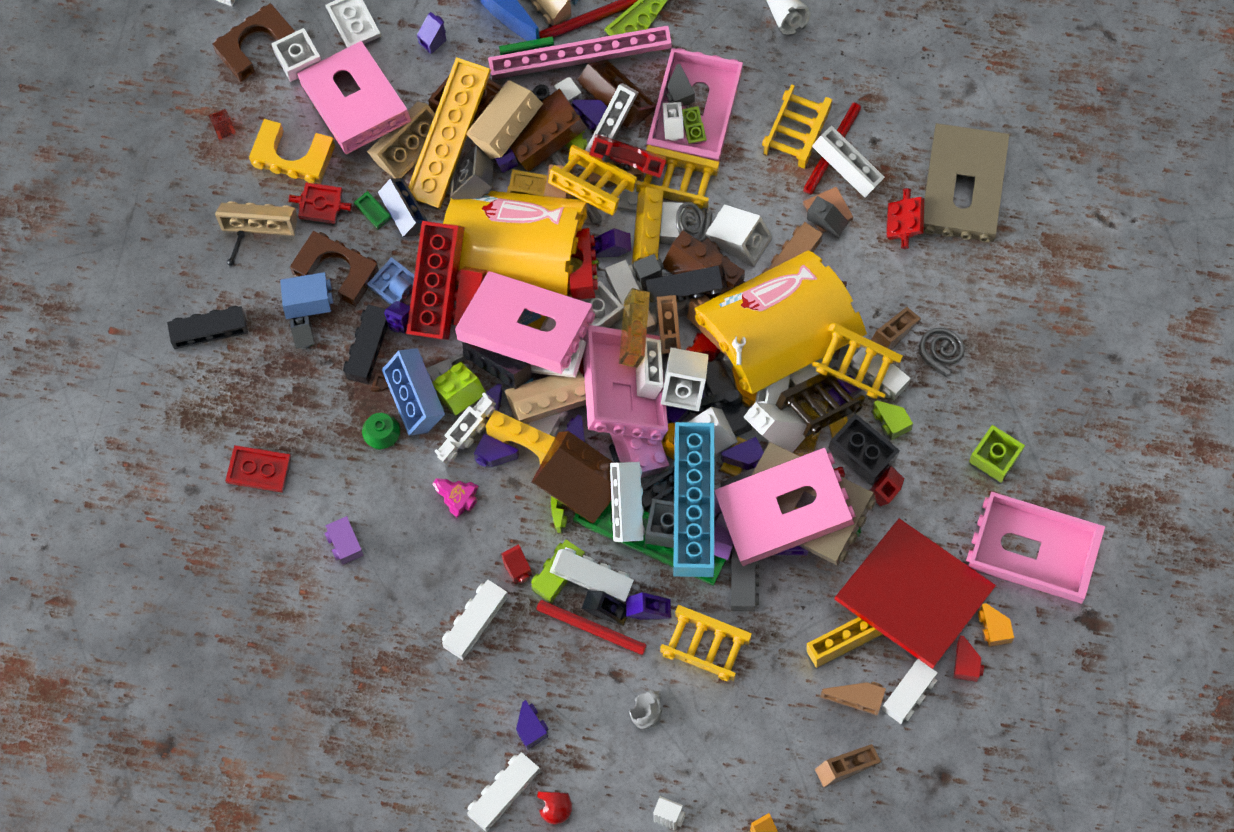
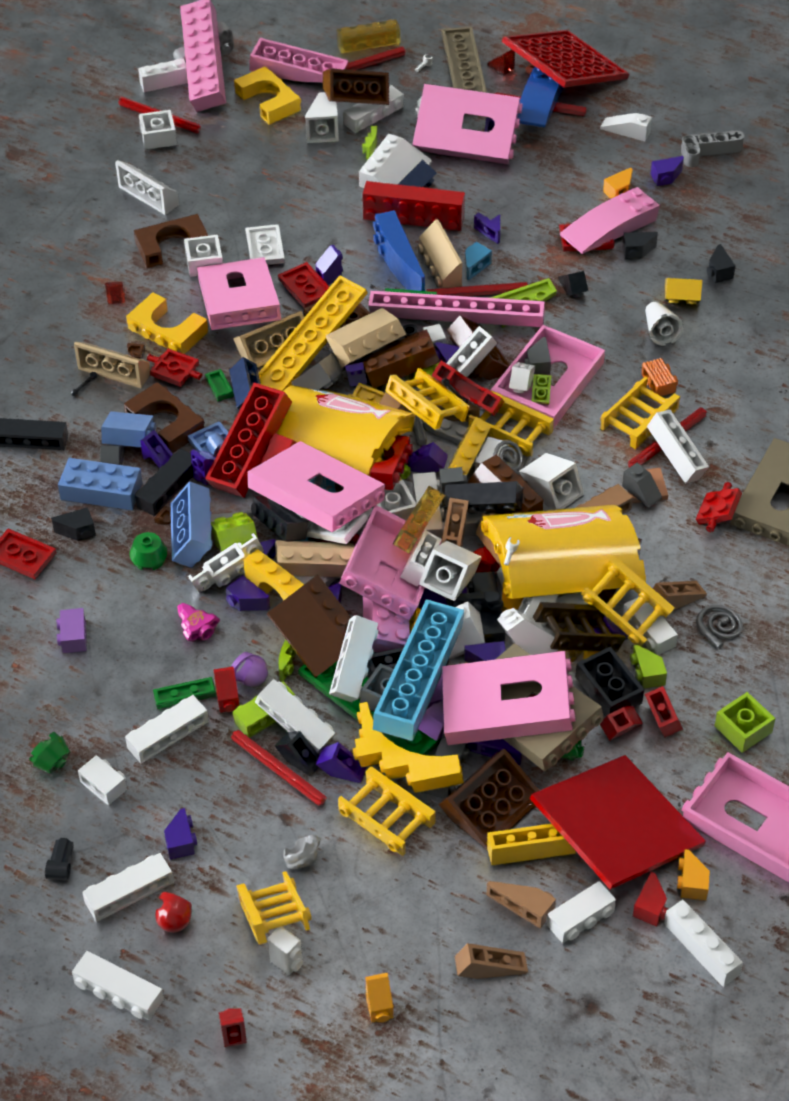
camera: 15 degrees right, 20 degrees down
(272, 192) = (136, 350): none -> reddish brown tile
(298, 421) = (74, 525): none -> black slope
(303, 366) = (100, 483): none -> medium blue brick
(344, 311) = (154, 447): none -> dark purple slope
(380, 681) = (50, 753): none -> green cone
(414, 61) = (304, 284): none -> red plate
(432, 789) = (59, 865): none -> black piece
(437, 690) = (102, 779): none -> white brick
(474, 574) = (173, 694): none -> green tile
(530, 535) = (253, 671): none -> medium lavender helmet
(635, 793) = (258, 918): none -> yellow fence
(729, 599) = (420, 770): none -> yellow arch
(795, 601) = (491, 798): none -> reddish brown slope
(804, 78) = (659, 377): none -> orange brick
(921, 464) = (663, 711): none -> red brick
(1023, 689) = (703, 943): none -> white brick

